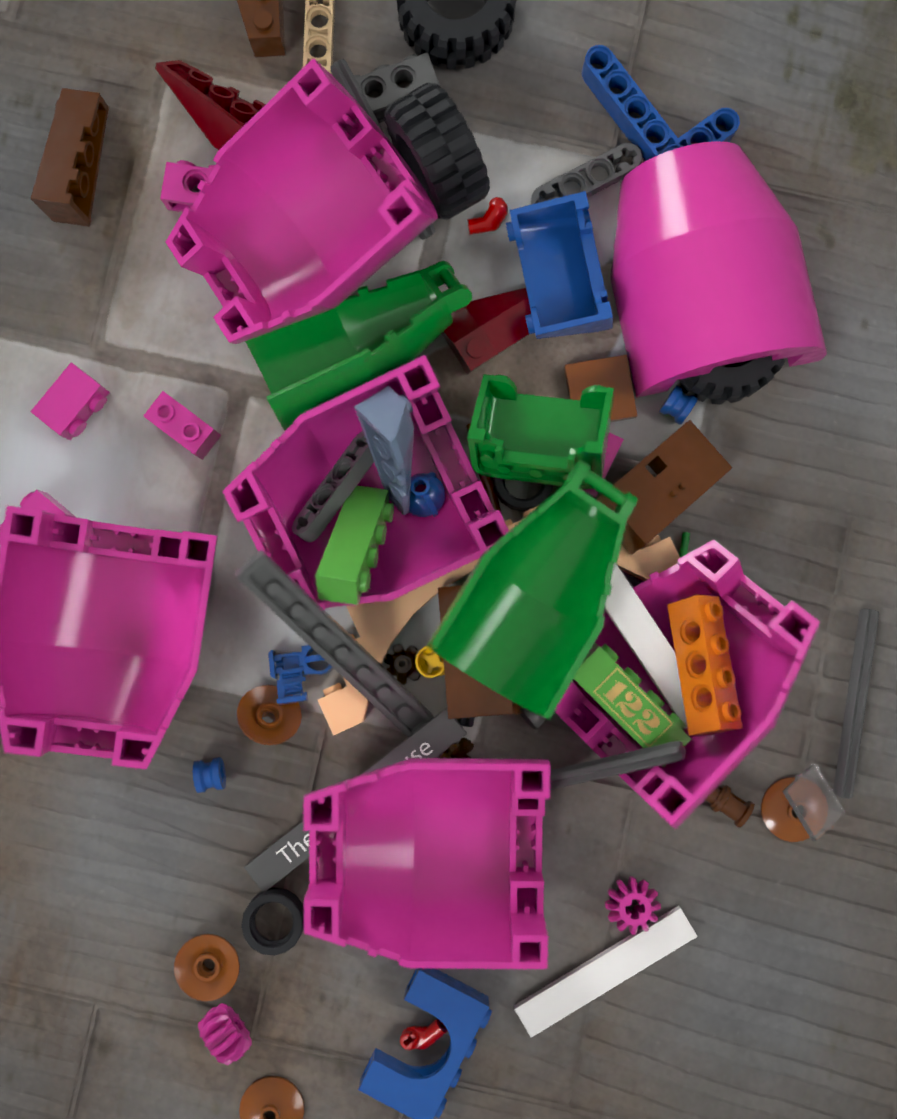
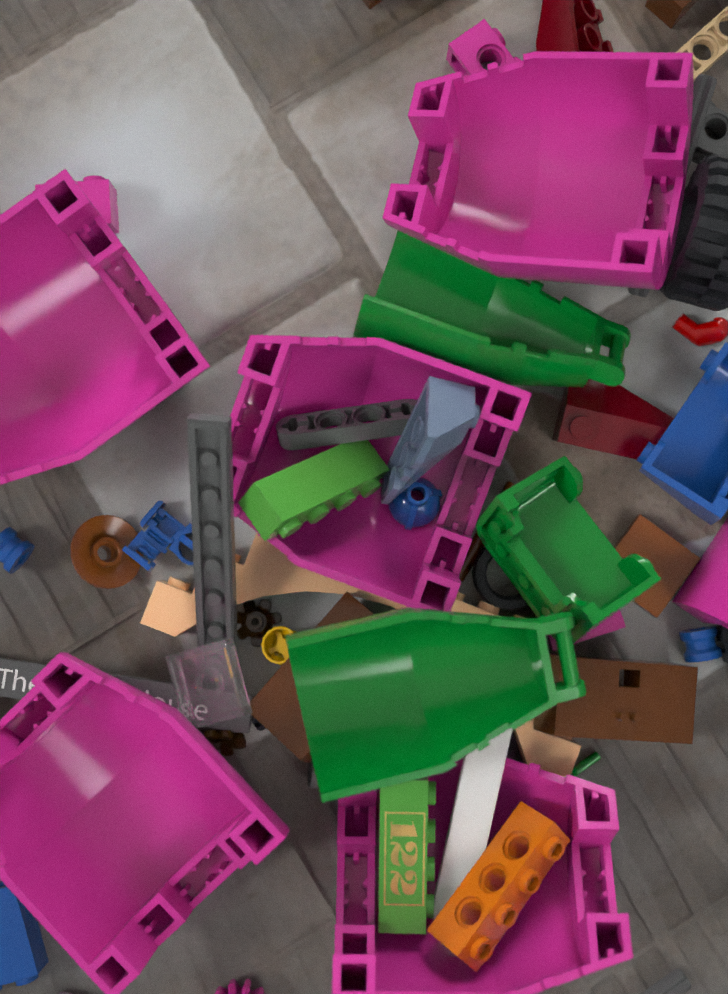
camera: 50 degrees right, 0 degrees up
(70, 402) = (208, 136): dark pink brick -> none
(182, 425) = (277, 246): dark pink brick -> none
(411, 725) = (209, 683): none -> clear tile
(617, 764) = (345, 892): dark grey axle -> none

